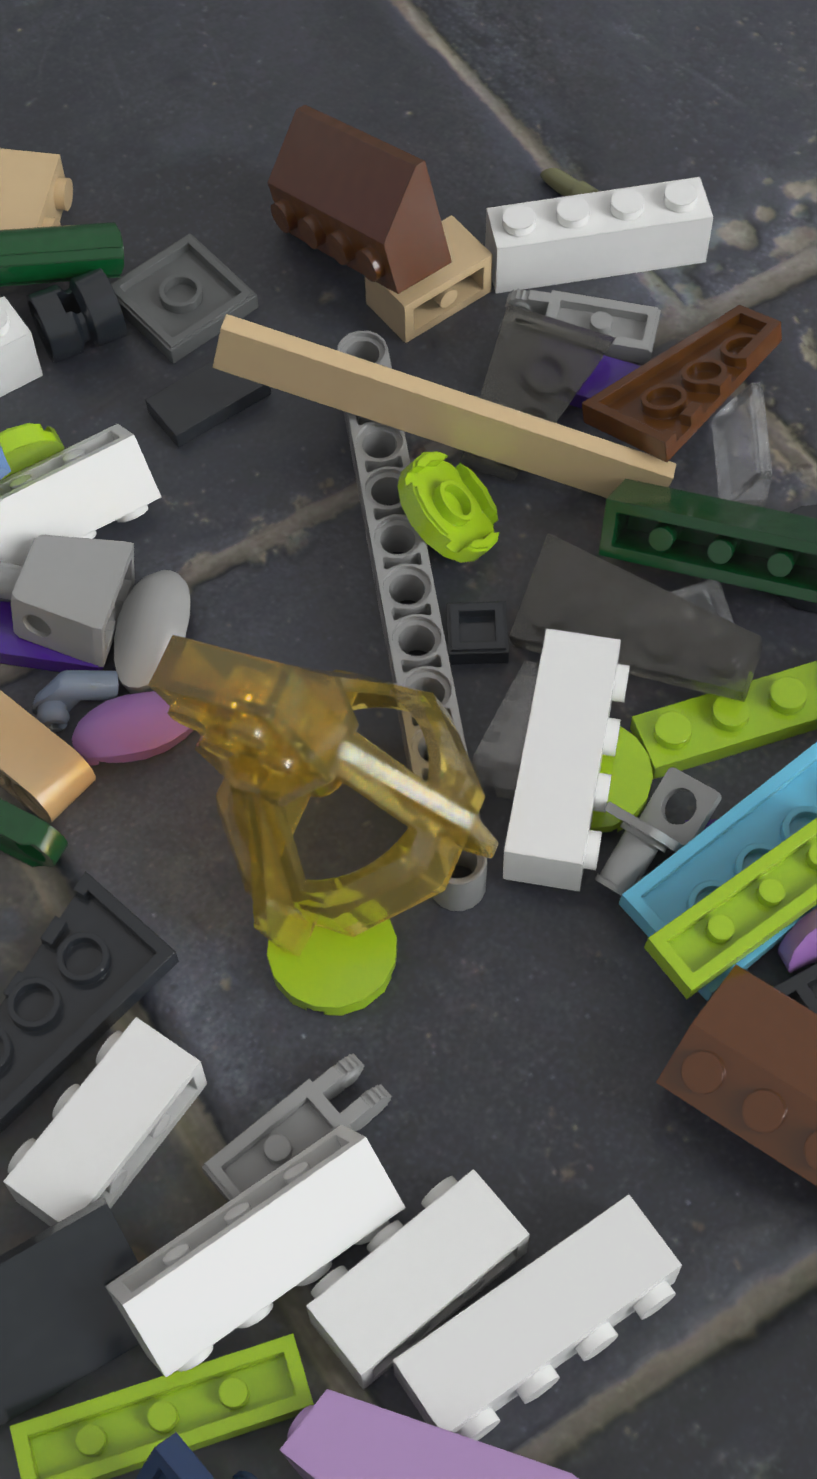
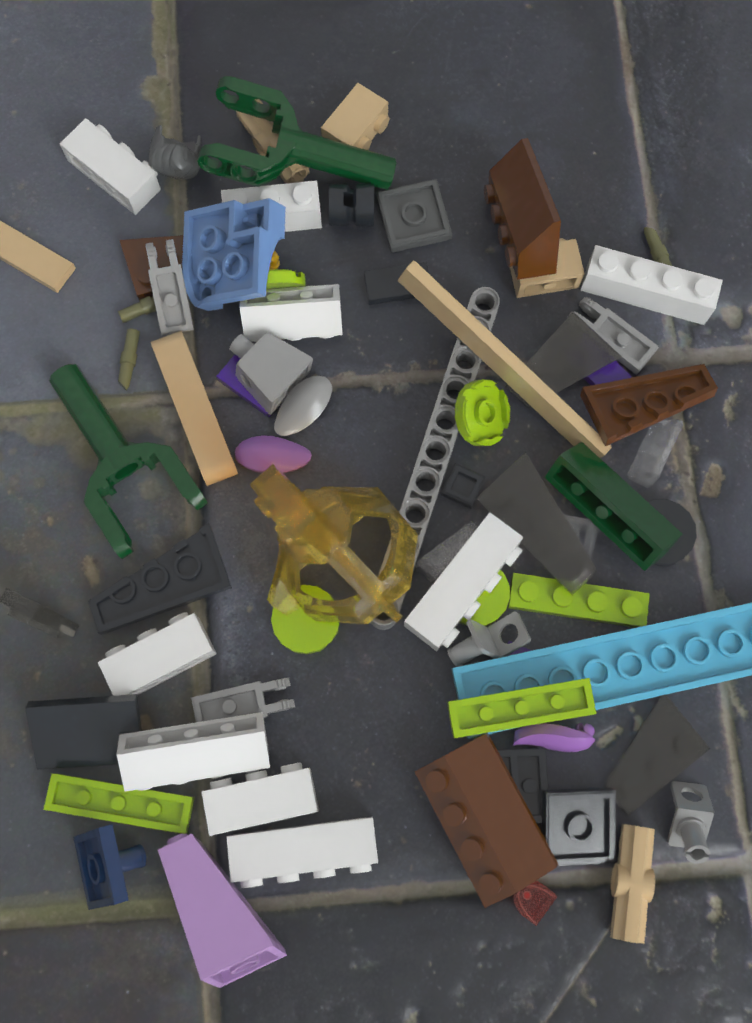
camera: 25 degrees right, 15 degrees up
(67, 690) = (247, 419): sand blue arm -> none

